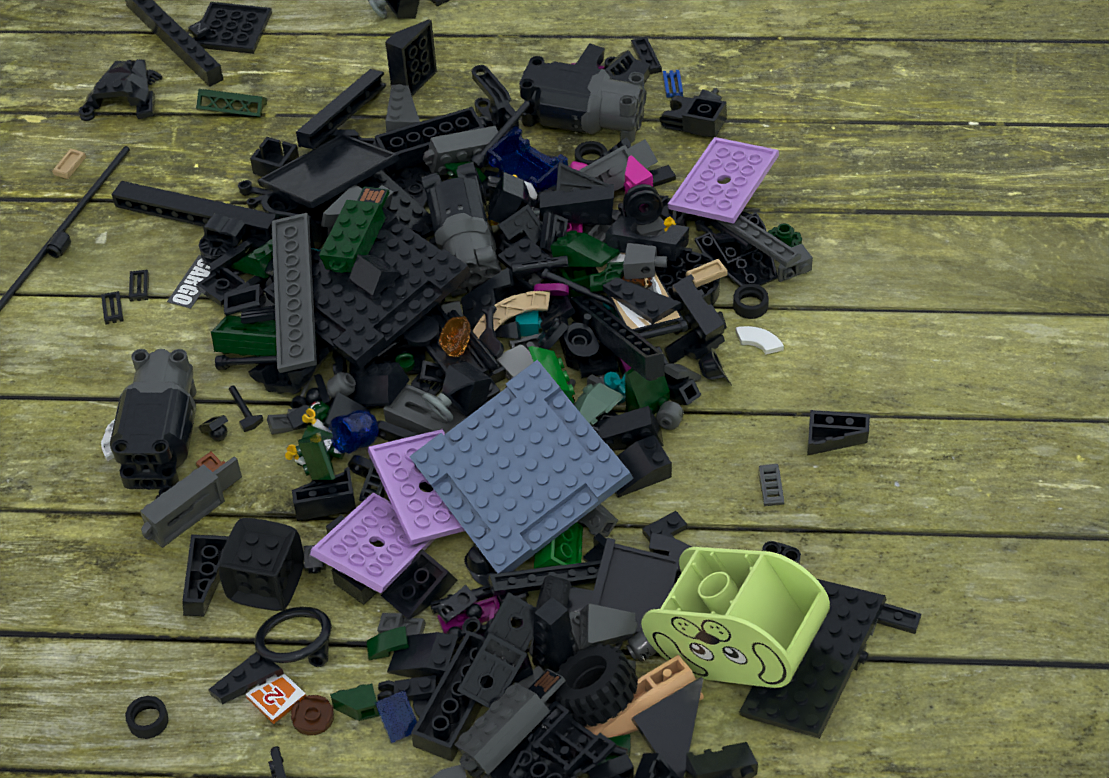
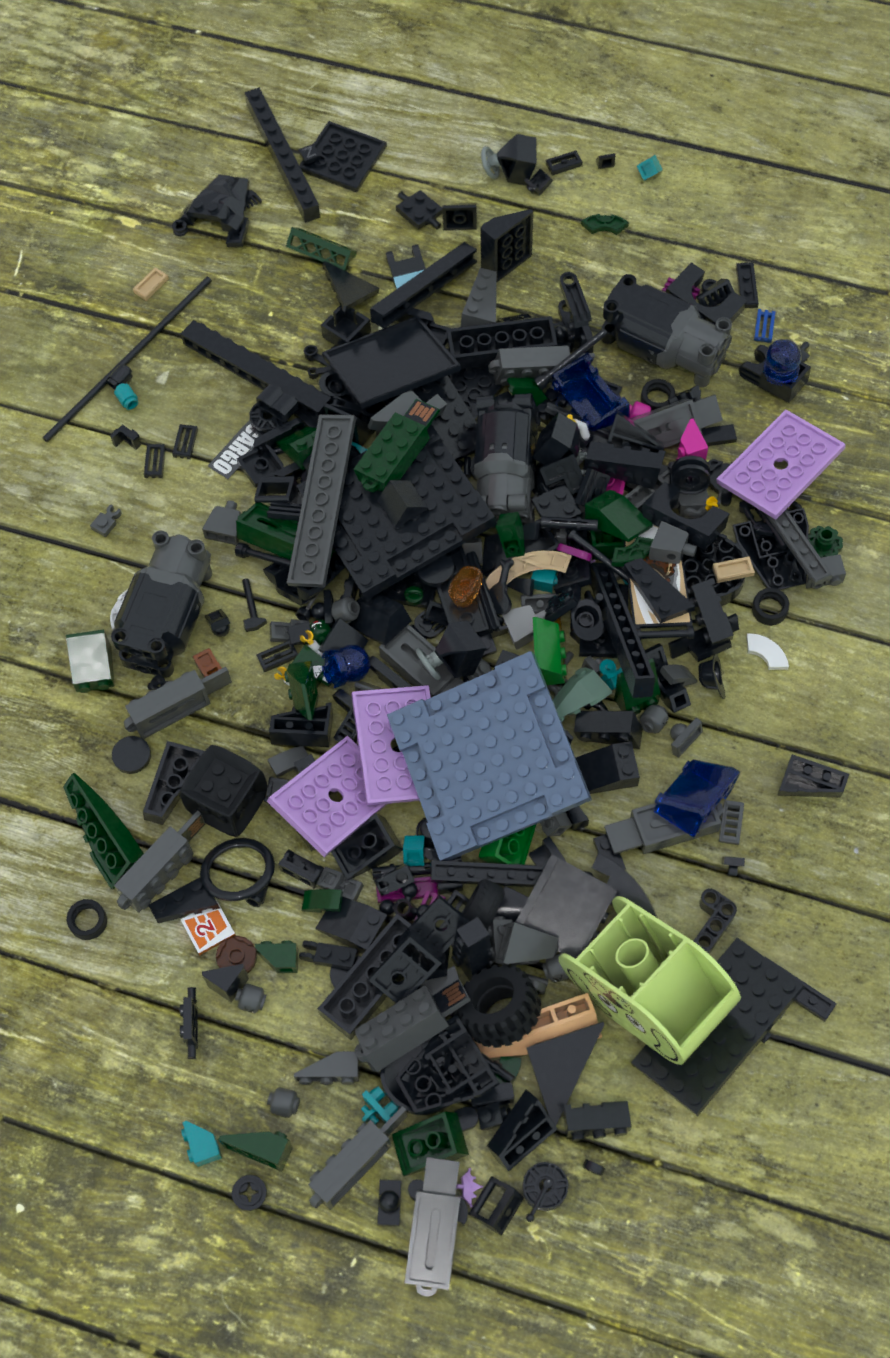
camera: 15 degrees right, 15 degrees up
(69, 258) = (126, 396): none -> teal brick
(75, 369) = (105, 522): none -> dark grey plate
(78, 290) = (124, 434): none -> black bracket
(92, 485) = (90, 661): none -> slope
(151, 640) = (110, 841): none -> dark green wedge
(154, 562) = (131, 754): none -> black tile
(198, 343) = (222, 524): none -> dark grey torso
(210, 648) = (158, 865): none -> dark grey piece
(266, 126) = (348, 287): none -> black tile
(279, 451) = (278, 659): none -> black tile
(308, 733) = (226, 980): none -> black slope
(315, 531) = (285, 761): none -> dark grey slope
(318, 55) = (419, 209): none -> black plate
(318, 102) = (405, 269): none -> black flag
(338, 746) = (250, 998): none -> dark grey head
(357, 622) = (300, 868): none -> black hinge
(359, 50) = (459, 216): none -> black slope
(396, 716) = (311, 982): clear blue plate -> none
(427, 11) = (538, 182): none -> black bracket
(469, 576) = (414, 850): none -> teal panel
(487, 284) = (511, 534): none -> dark green slope
(505, 32) = (604, 223): none -> dark green tile
(619, 510) = (577, 818): none -> black slope
(699, 98) = (782, 362): none -> clear blue tile
(704, 423) = (684, 736): none -> dark grey tile
(710, 497) = (654, 832): none -> dark grey piece
(729, 463) = (695, 794): none -> clear blue windscreen
(784, 518) = (733, 863): none -> black tile

